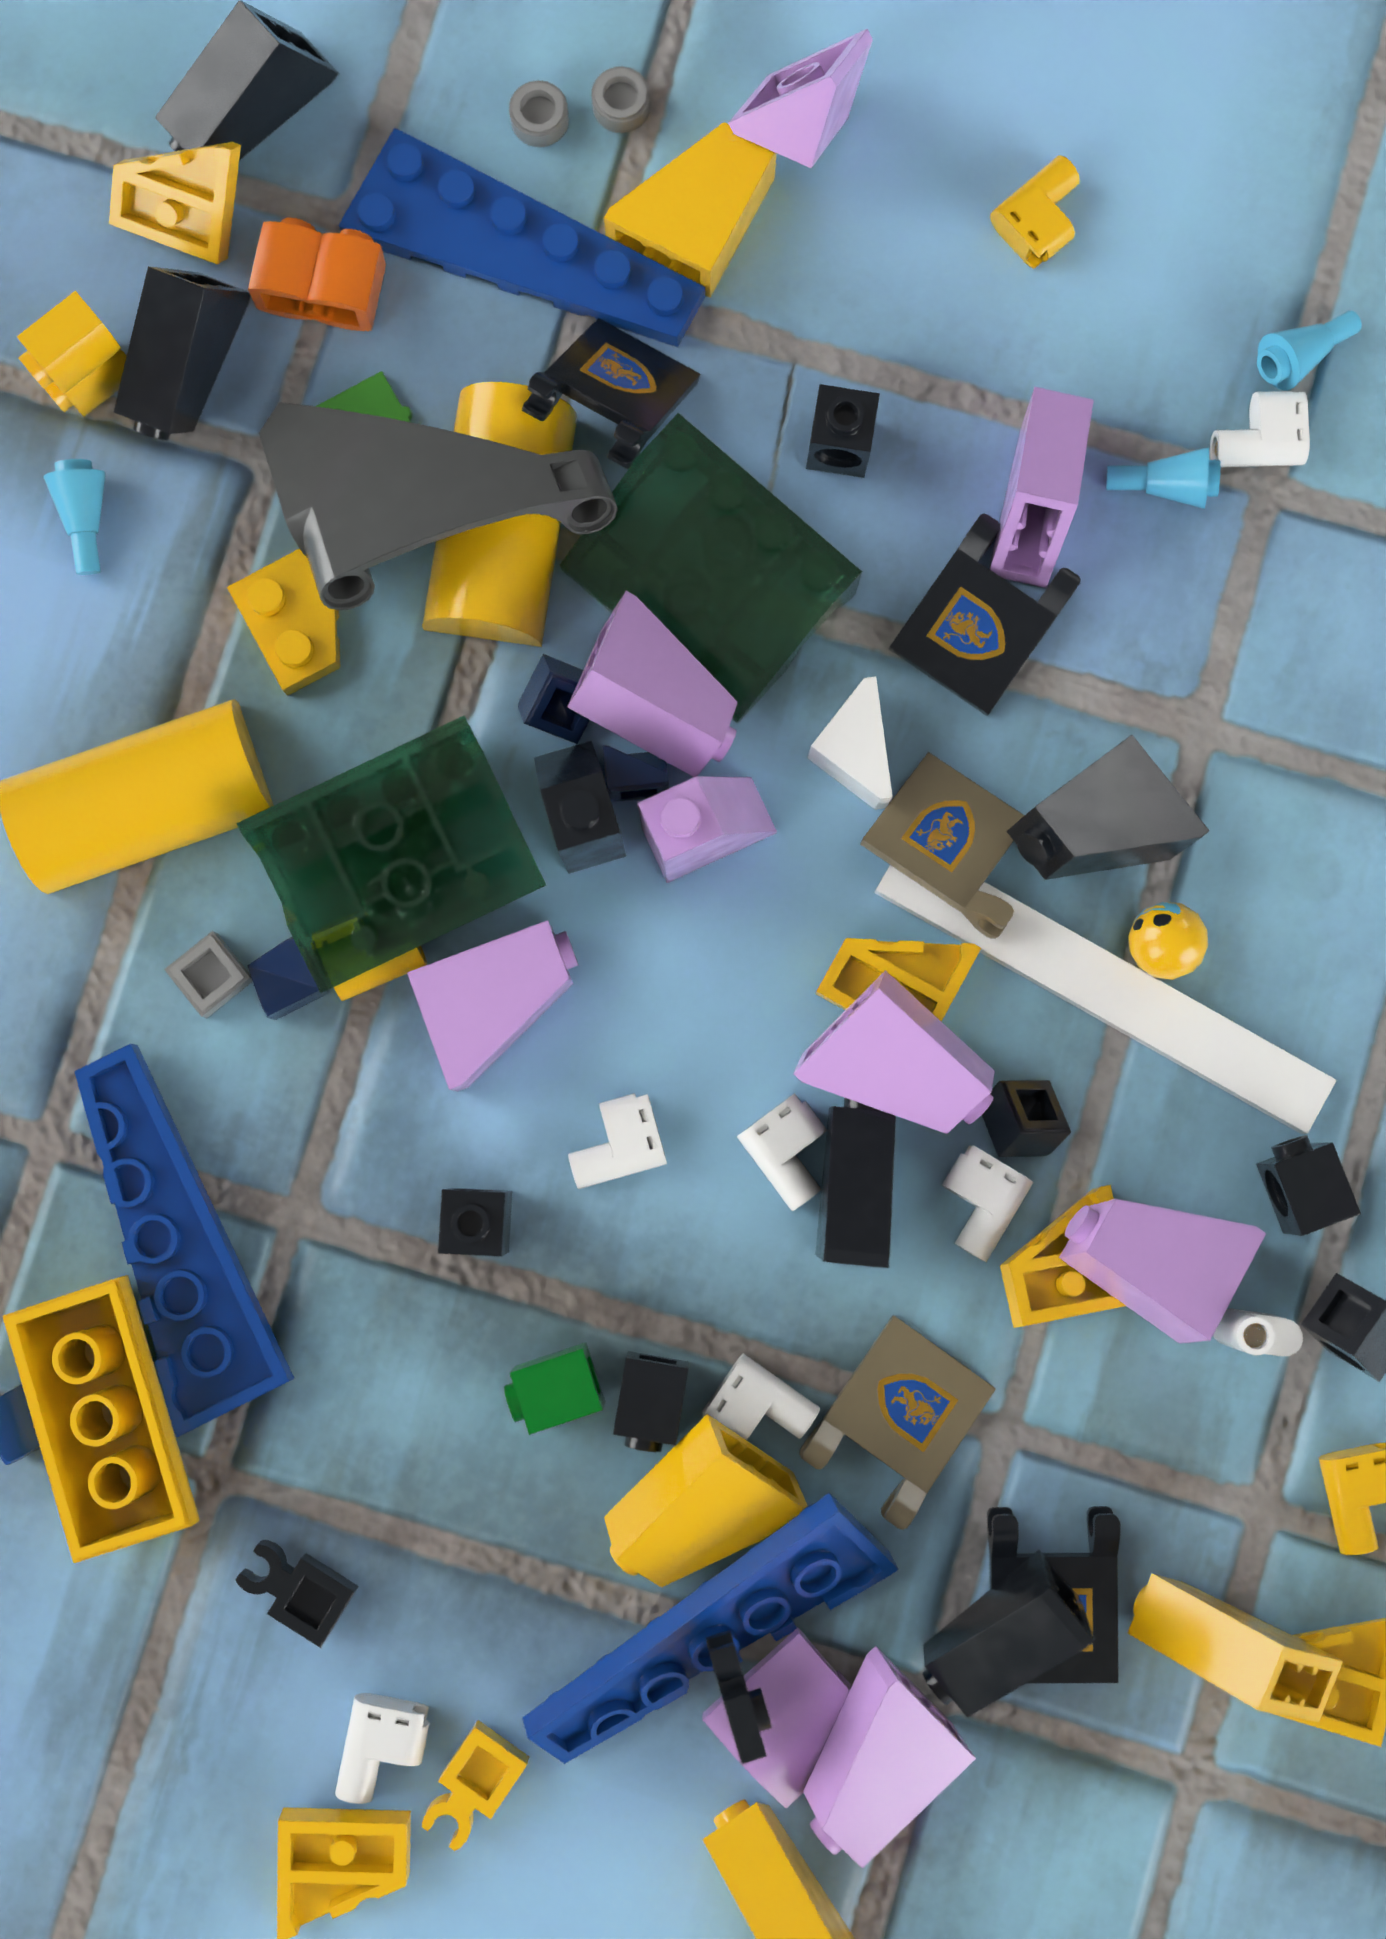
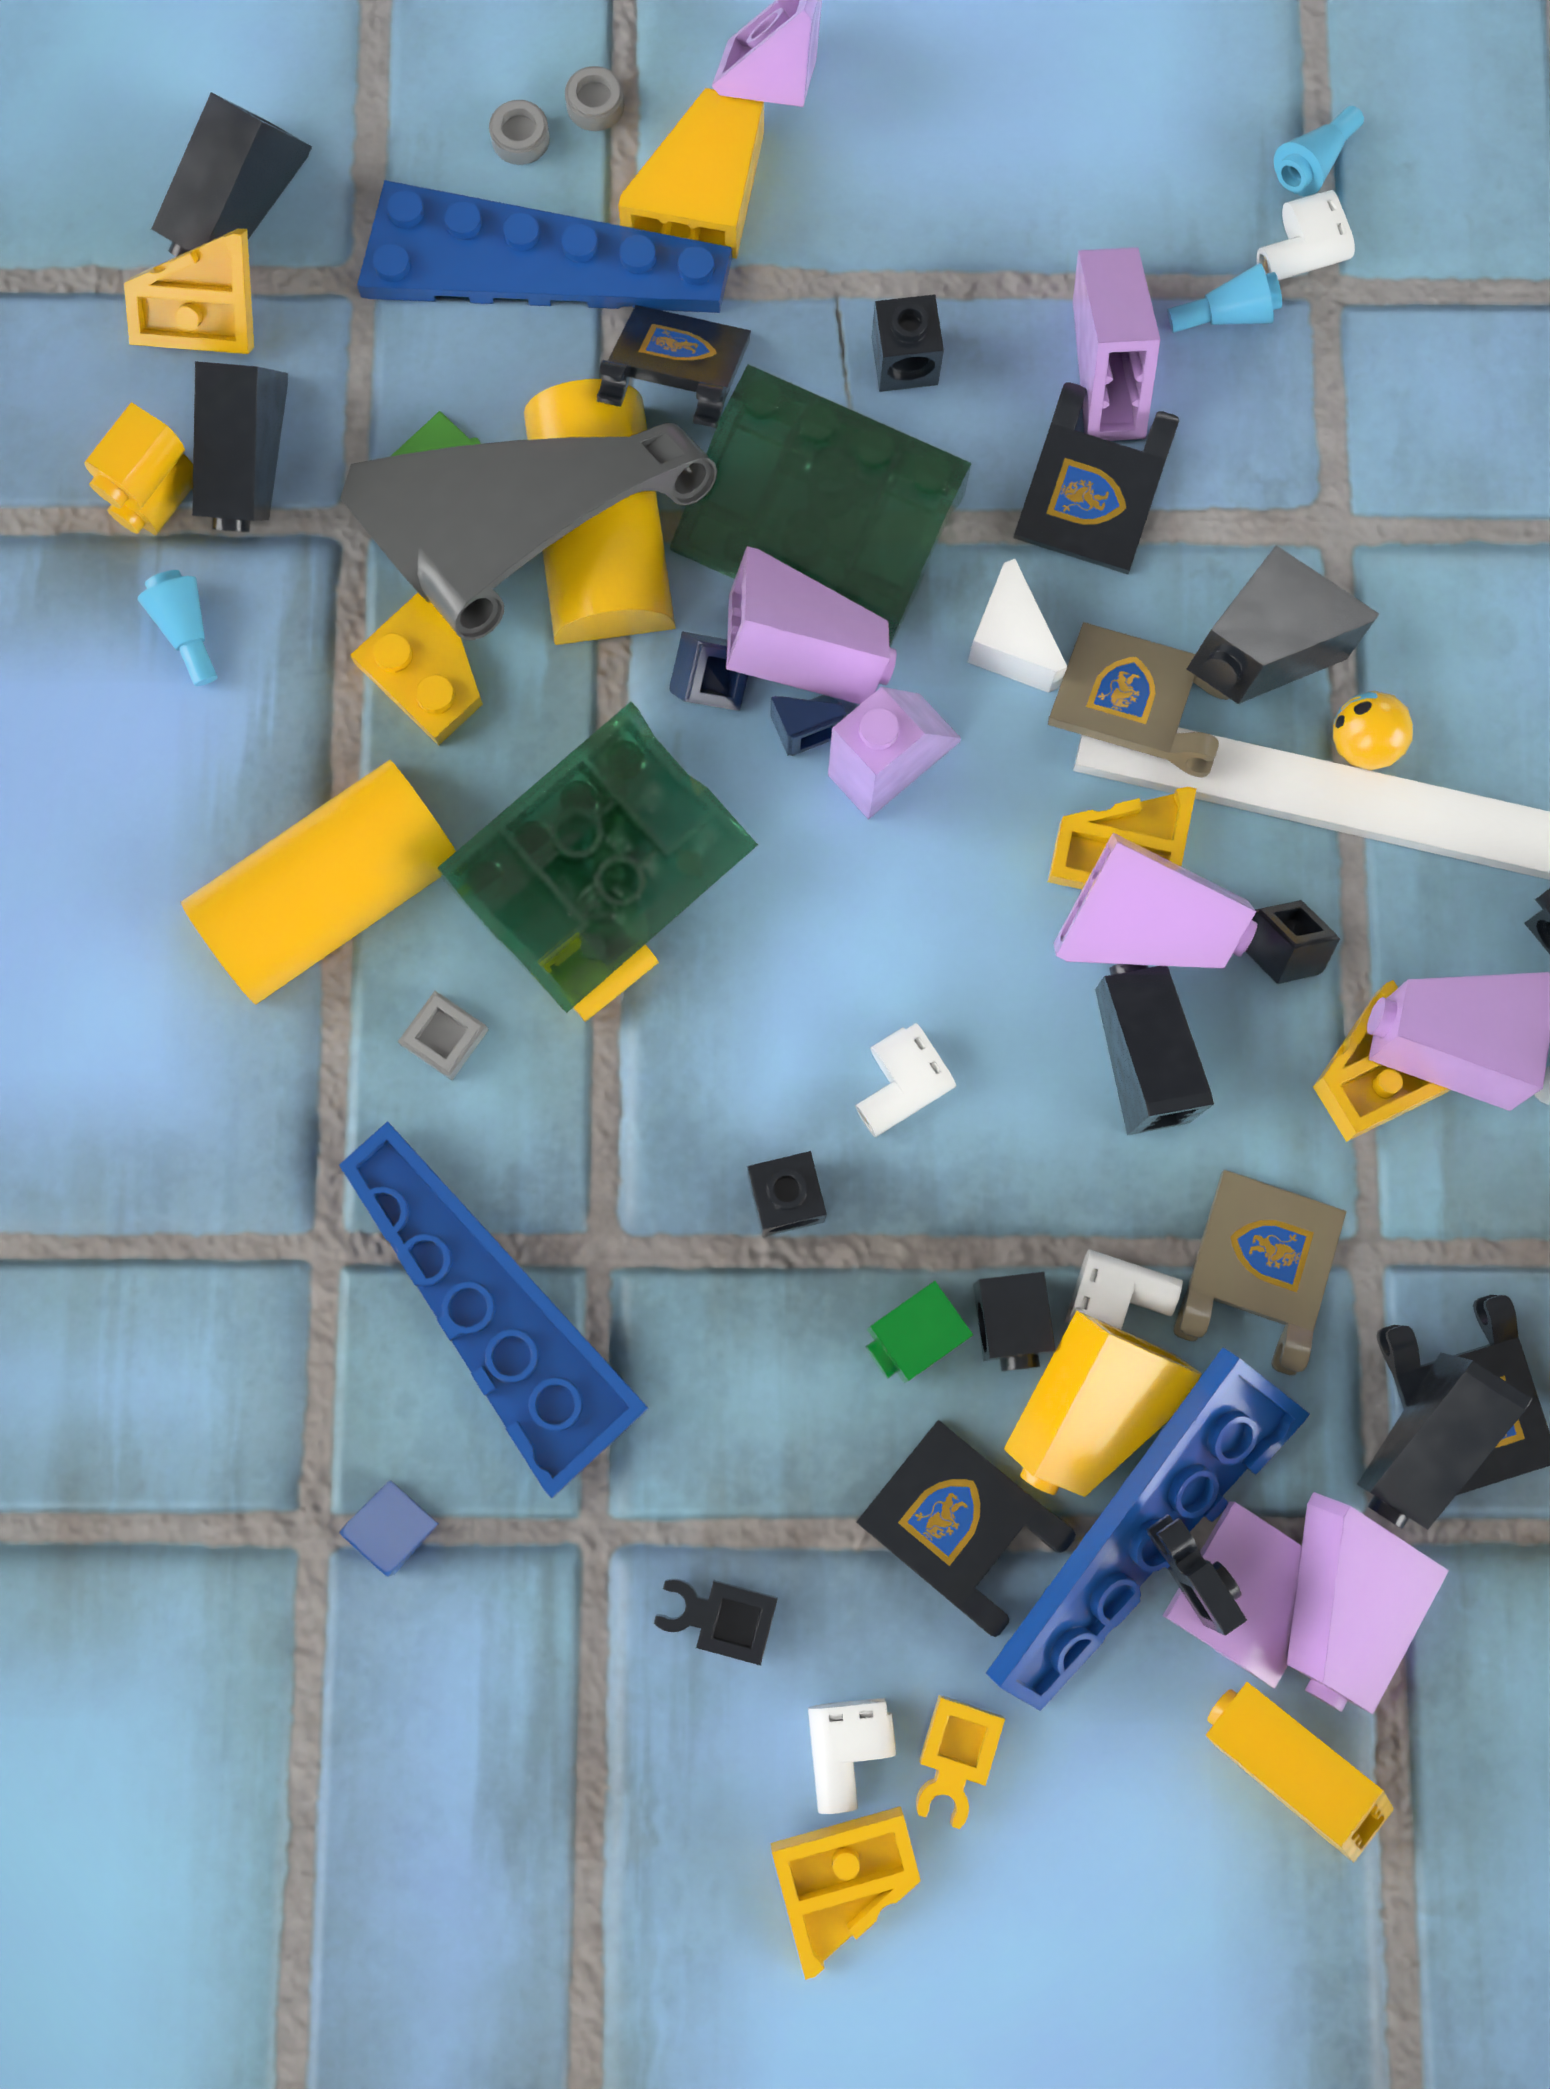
camera: 20 degrees left, 5 degrees down
(101, 1419) = (470, 1498): yellow brick -> none
(283, 980) = (523, 1015): dark blue slope -> none
(317, 274) = (351, 336): orange brick -> none
(490, 997) = (732, 971): lavender slope -> none
(541, 1563) = (954, 1518): none -> black flag
(579, 807) = (769, 763): black slope -> none
(774, 1146) = (1055, 1037): white piece -> none
(994, 1192) = (1281, 1019): white piece -> none
(1031, 218) = (1022, 102): yellow piece -> none

